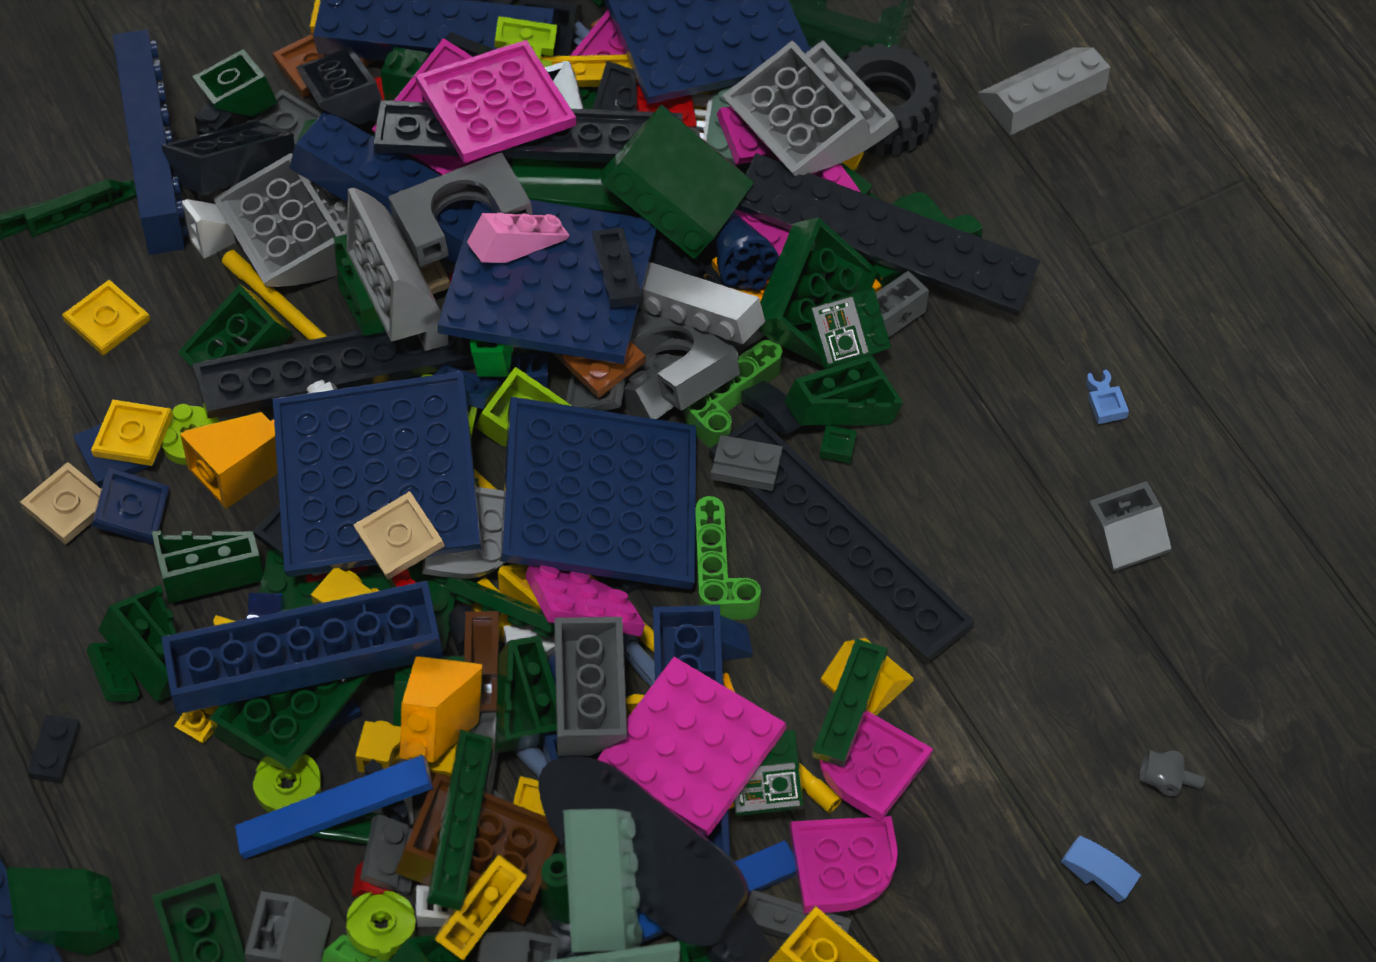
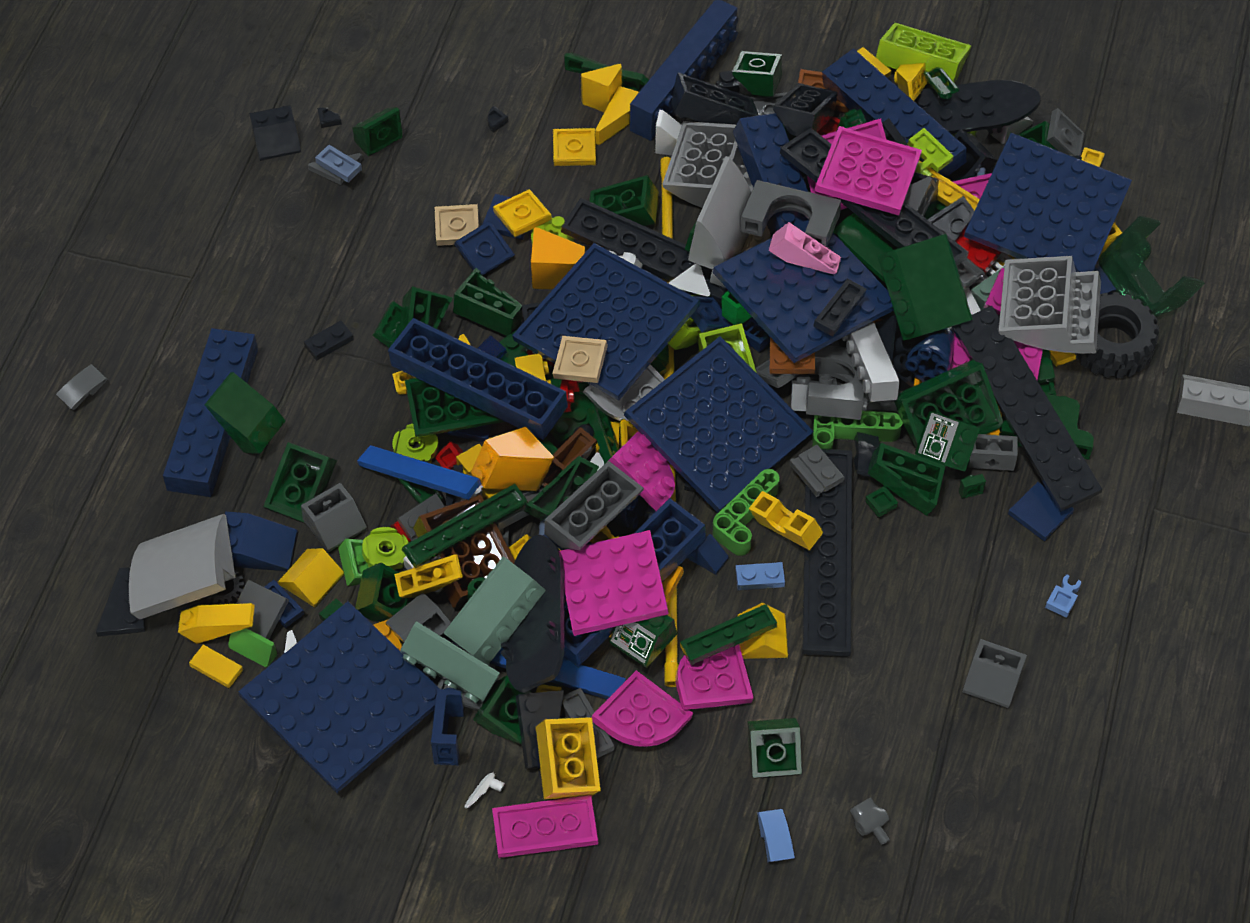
camera: 45 degrees right, 0 degrees up
(75, 228) = (600, 85): none -> yellow slope
(121, 239) = (616, 115): none -> yellow slope
(339, 765) = (448, 454): none -> red slope
(407, 363) = (692, 281): none -> white sticker
(754, 543) = (793, 526): none -> yellow arch
(799, 620) = (760, 576): none -> medium blue plate
(907, 357) = (972, 486): none -> dark green plate
(993, 333) = (1039, 512): none -> dark blue tile
(1005, 780) = (774, 747): none -> dark green slope

